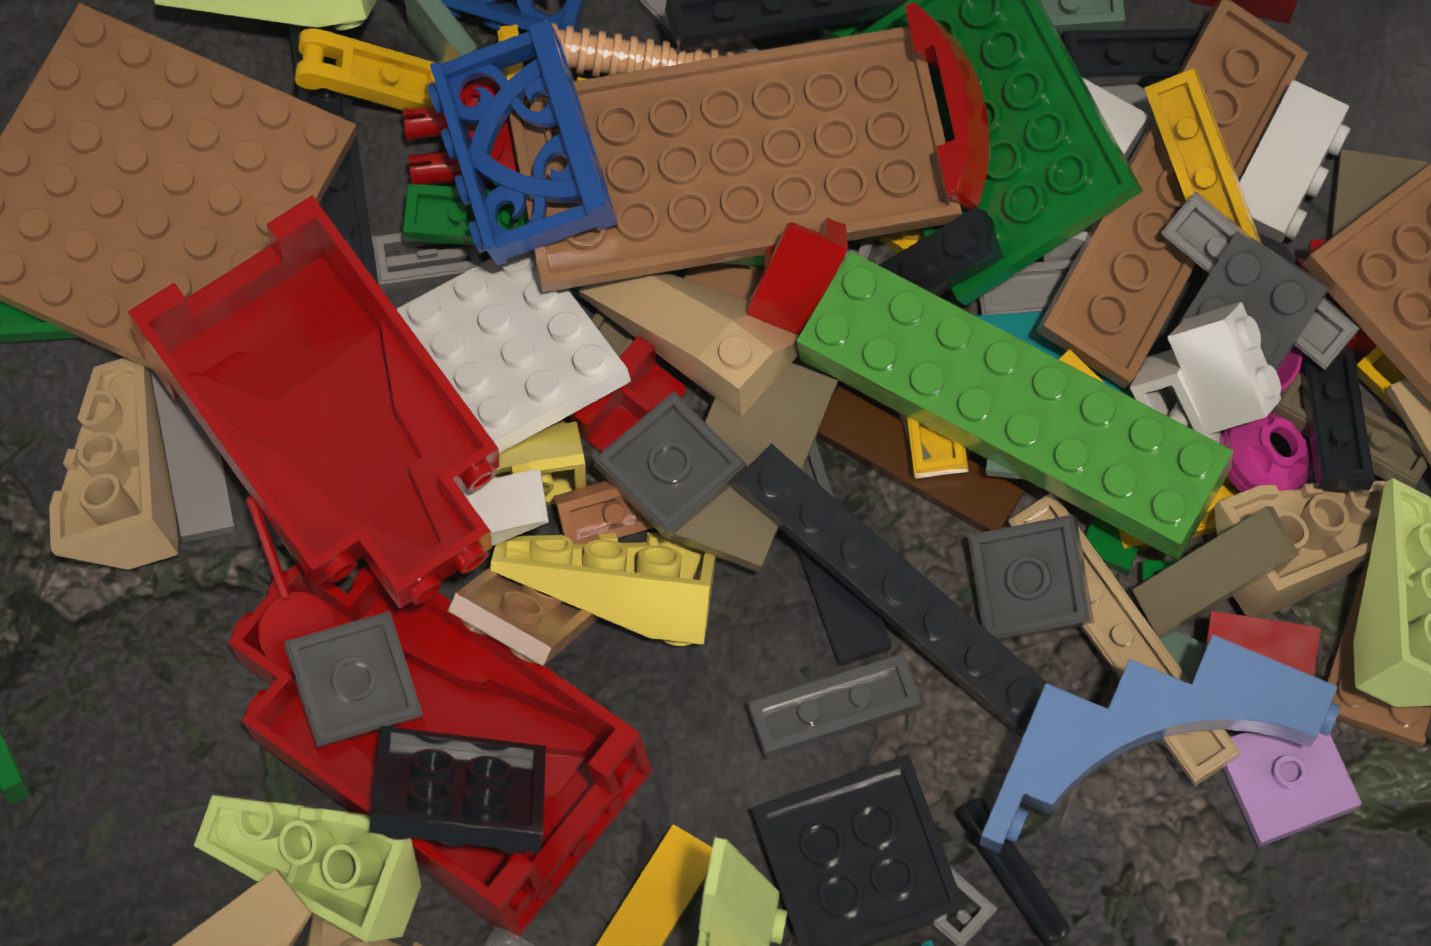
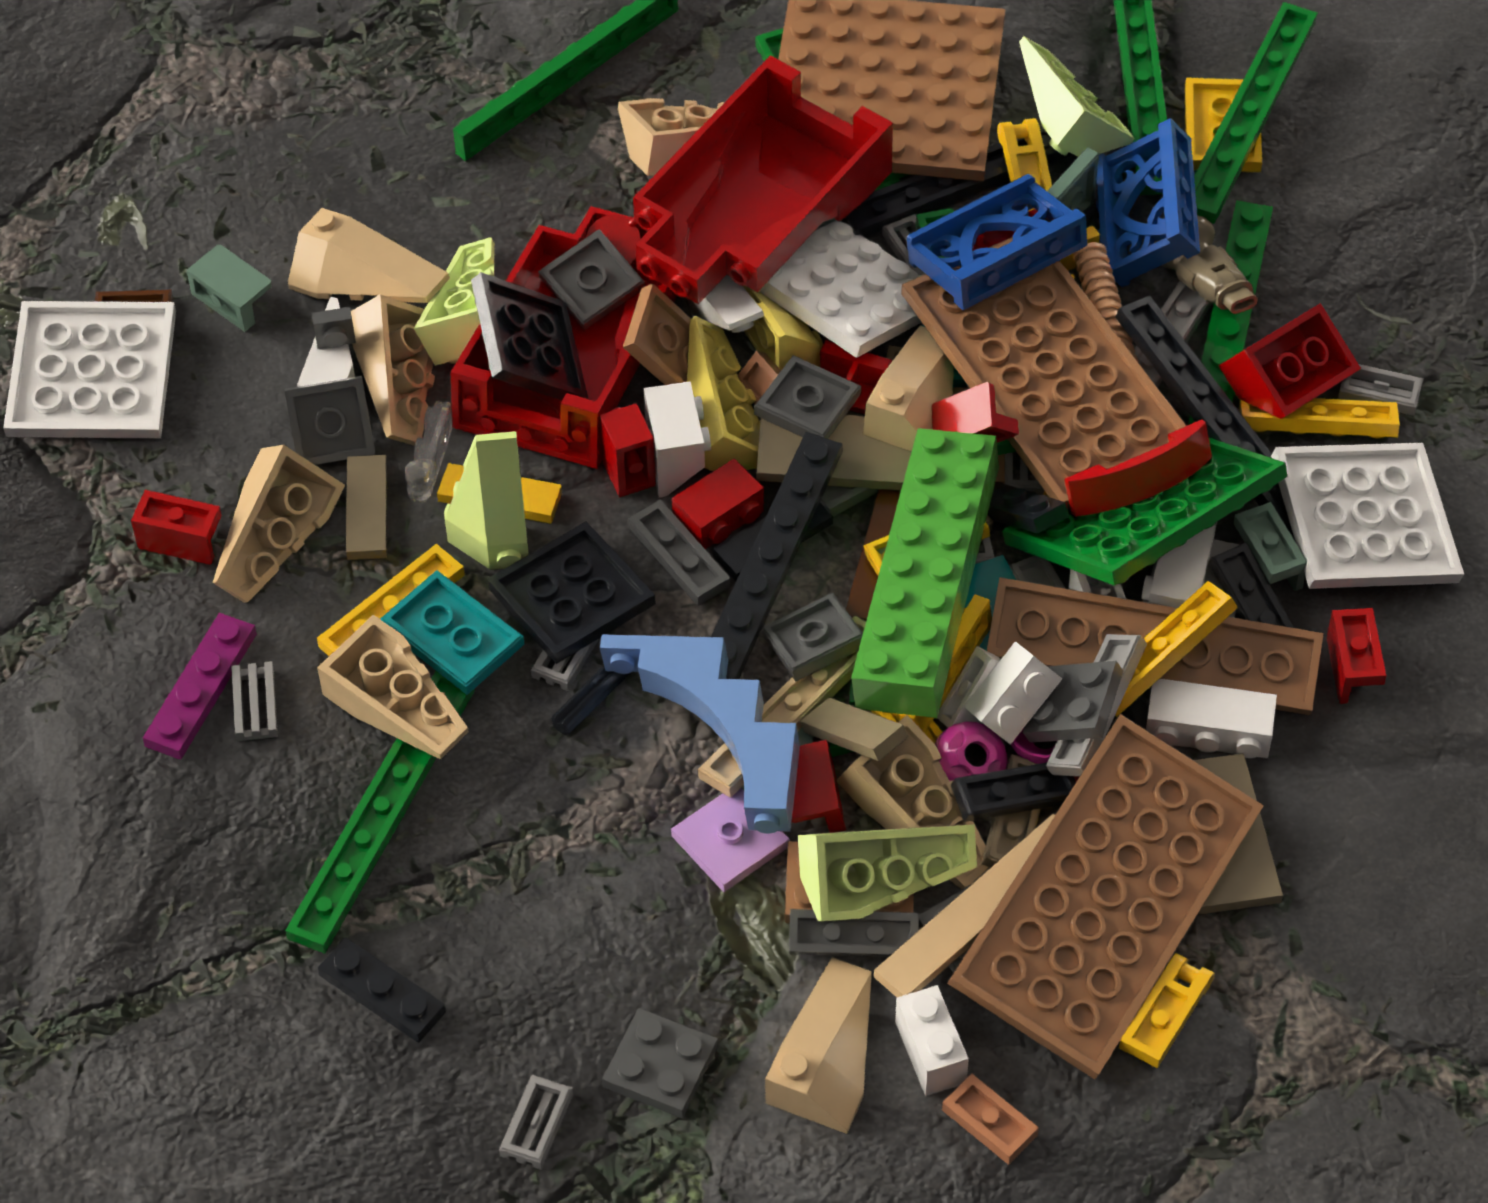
camera: 75 degrees right, 15 degrees down
(668, 715) = (627, 450): none -> red brick
(670, 650) = (678, 438): none -> white slope
(778, 630) = (719, 503): none -> red brick

